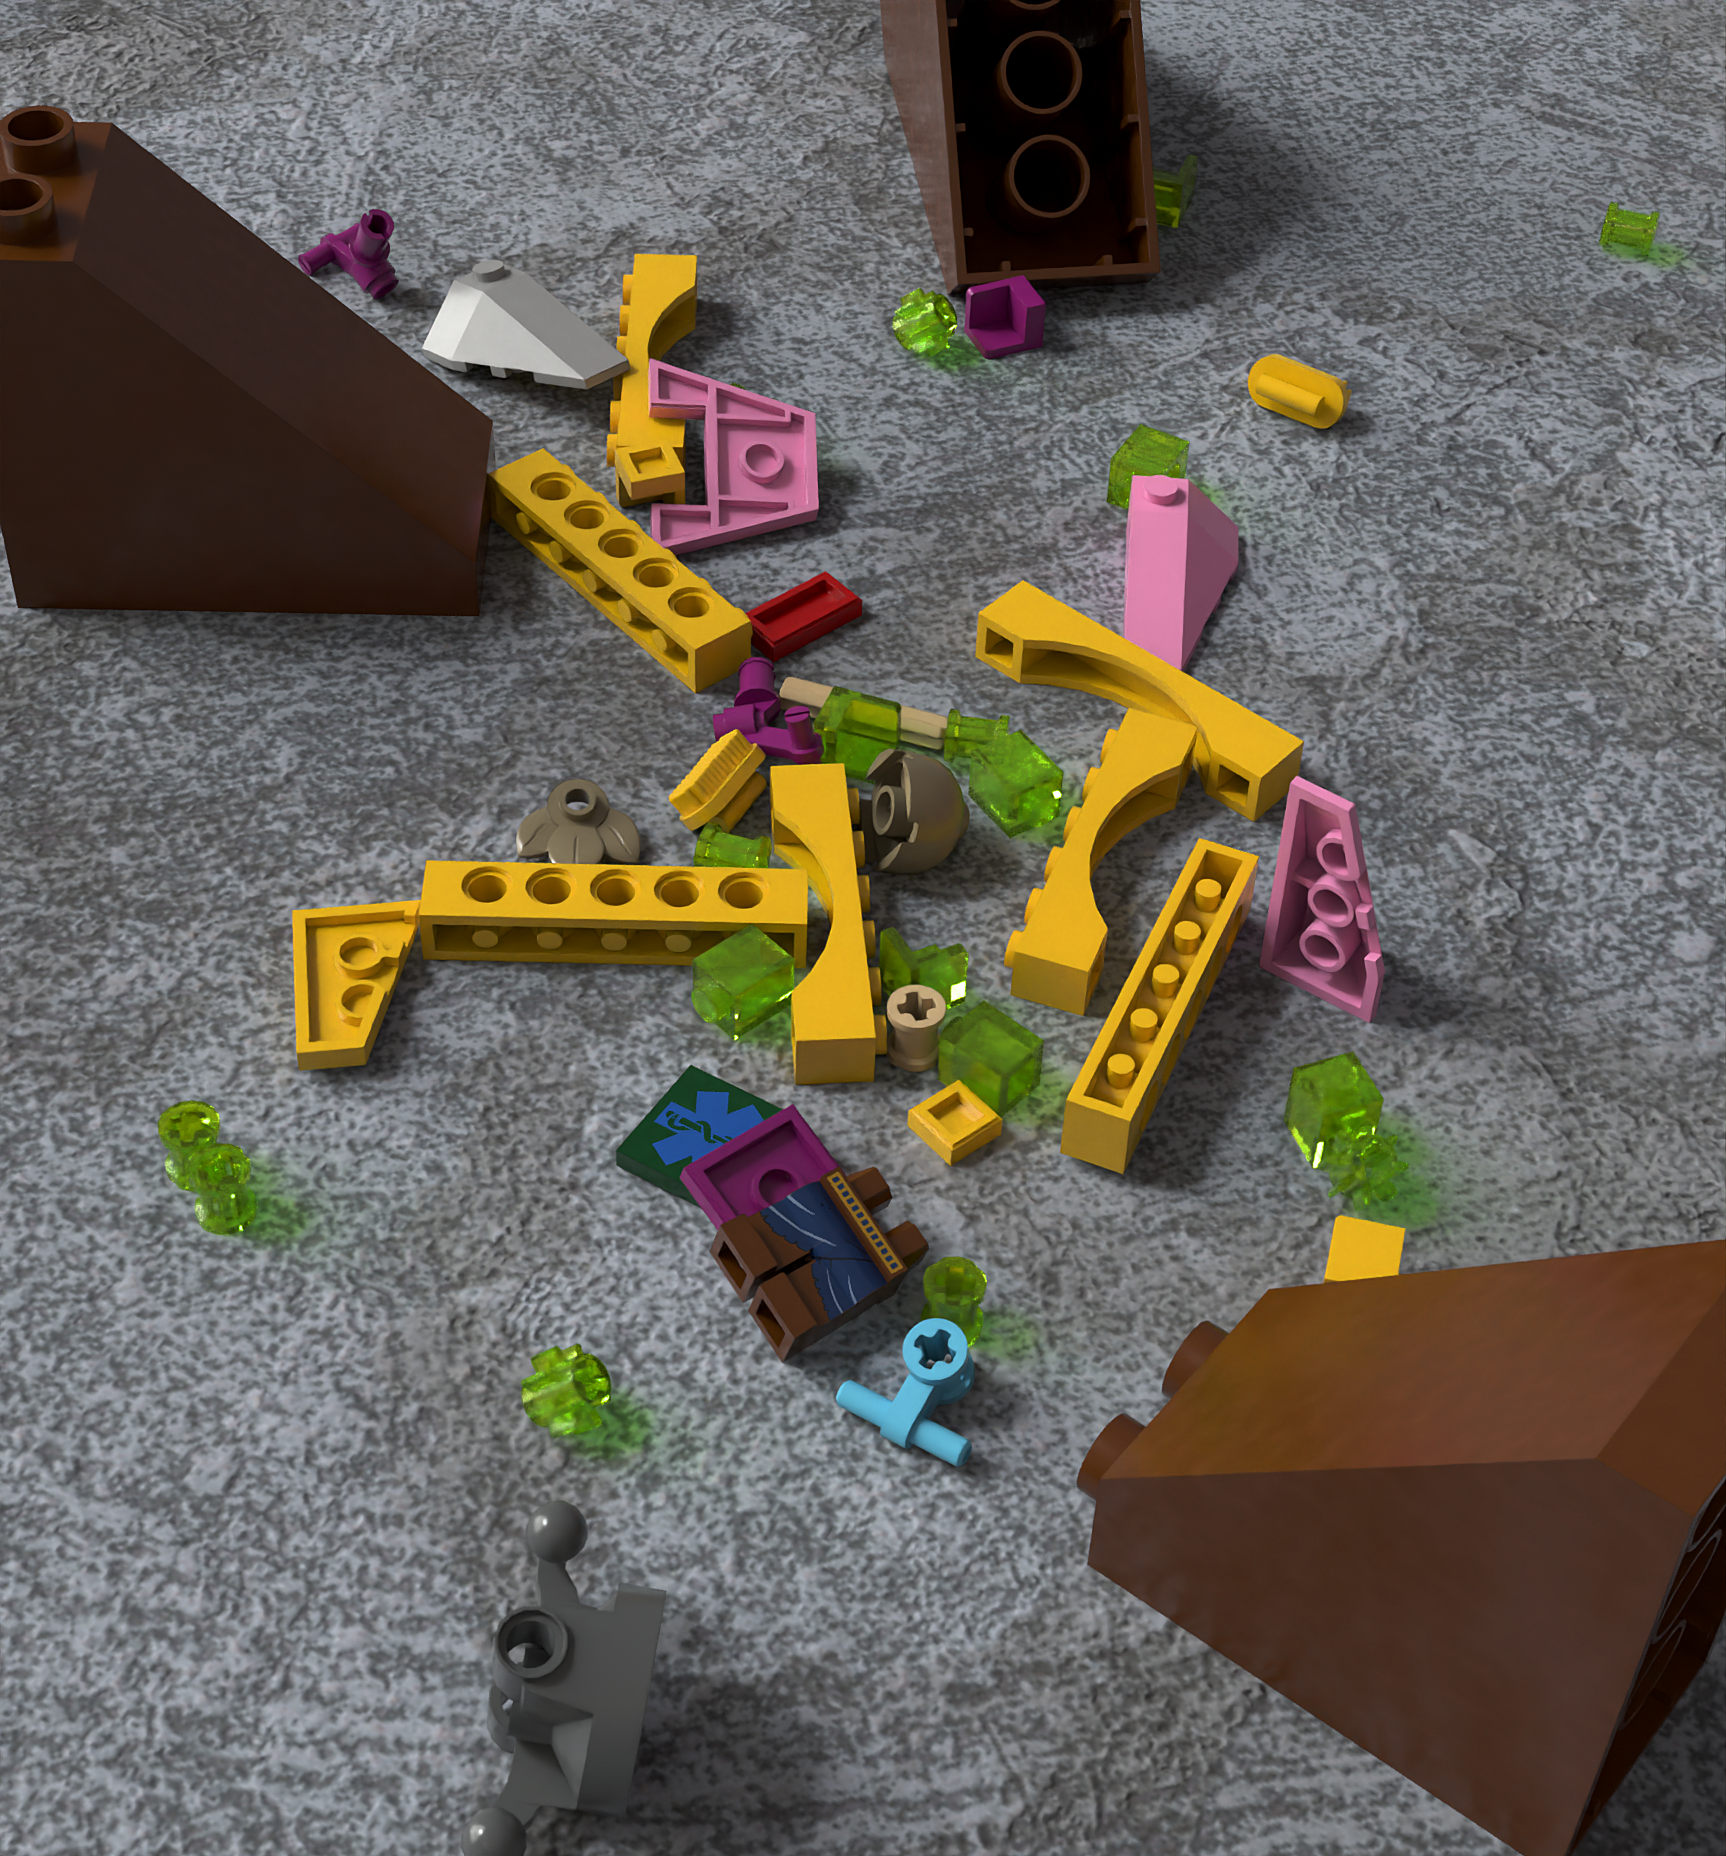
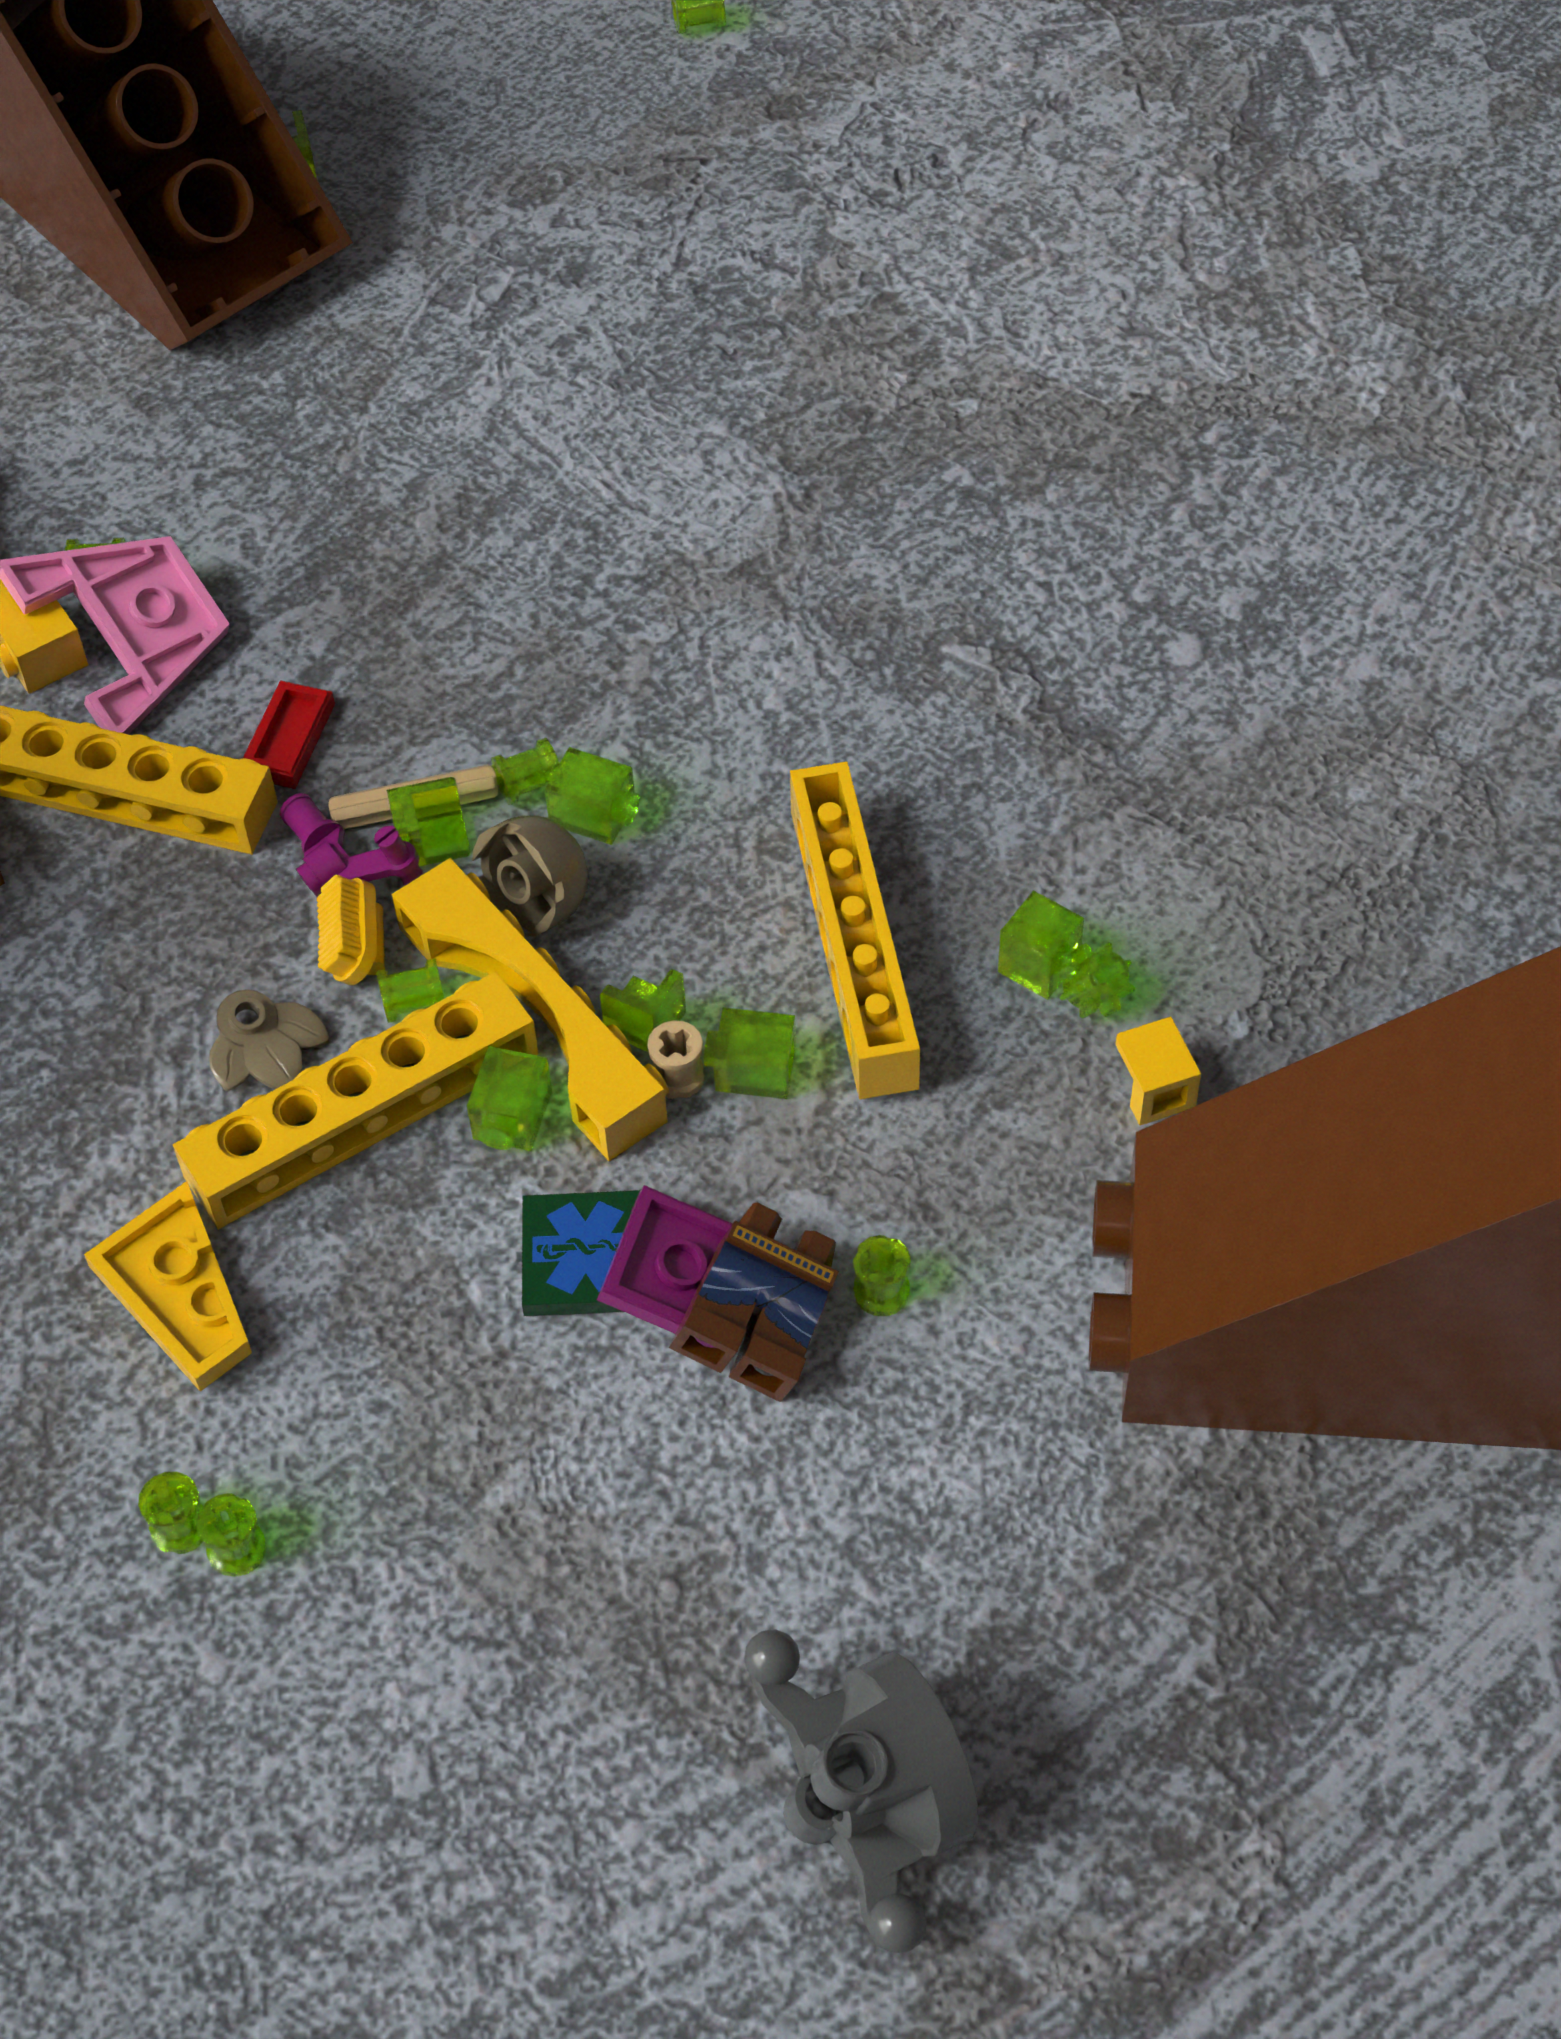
camera: 30 degrees left, 10 degrees up
(566, 1390) = (650, 1532): clear neon green gear -> none
(649, 474) = (65, 669): yellow panel -> none
(907, 1417) = (914, 1392): medium azure piece -> none
(924, 322) = (183, 392): clear neon green gear -> none
(954, 1122) = (760, 1121): yellow tile -> none
(1004, 317) = (246, 352): magenta panel -> none
(1046, 642) = (519, 650): yellow arch -> none
(1065, 936) = (734, 911): yellow arch -> none
(1145, 454) = (480, 444): clear neon green brick -> none
(1175, 565) = (567, 530): bright pink wedge -> none
(1298, 391) = (545, 301): yellow piece -> none
(1321, 905) = (936, 780): bright pink wedge -> none

